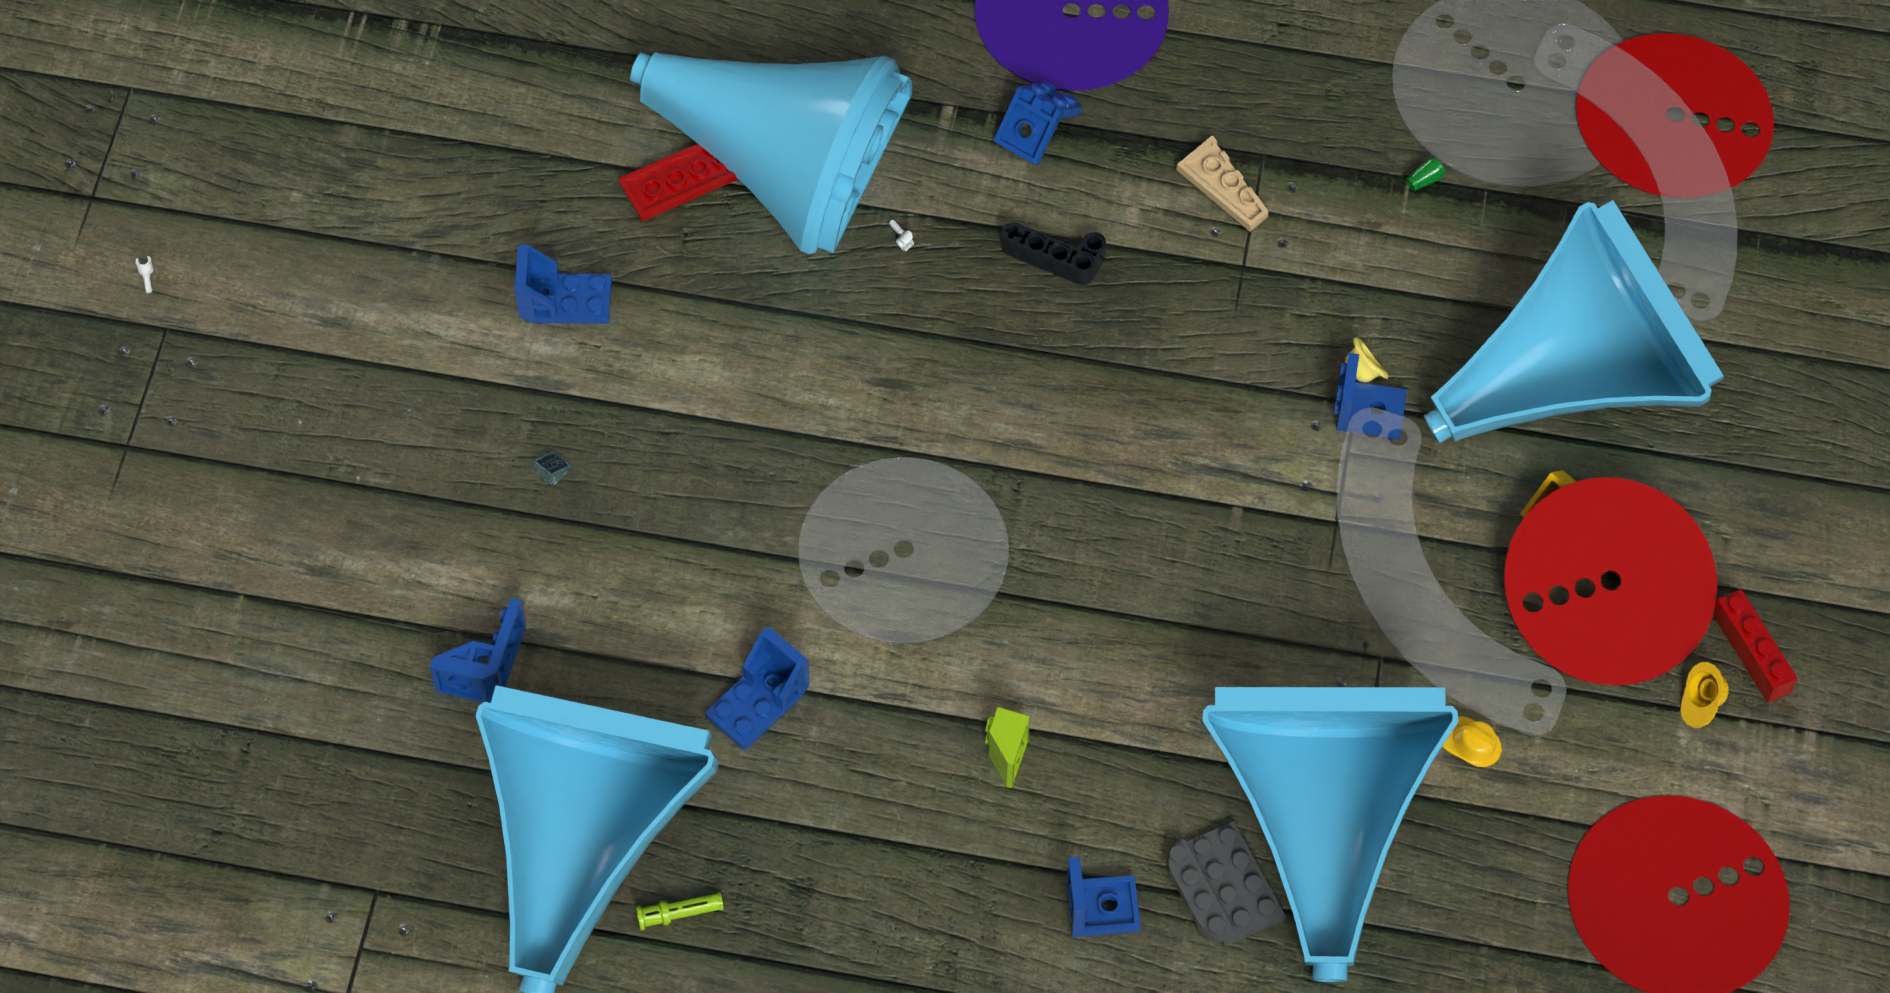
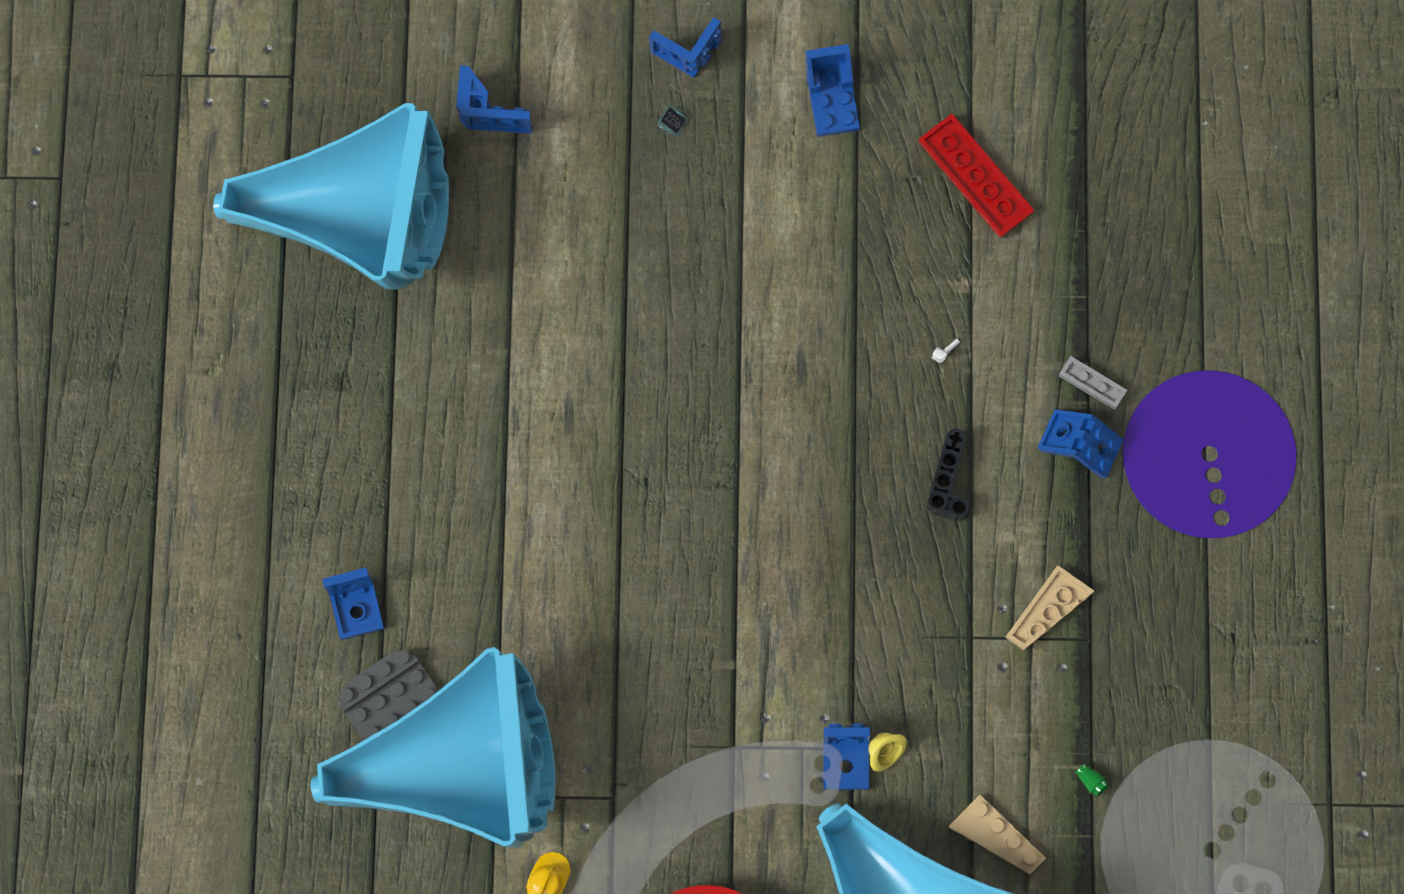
camera: 85 degrees right, 15 degrees up
(476, 437) = (683, 59): none -> blue bracket
(664, 913) = (302, 285): lime pin -> none
(770, 685) = (492, 317): blue bracket -> none
(787, 131) = (1022, 239): medium azure piece -> none
(912, 599) = (654, 447): clear piece -> none
(970, 99) = (1092, 383): none -> light grey plate
(1007, 742) = (475, 511): lime slope -> none
(1468, 282) = (993, 832): none -> tan wing

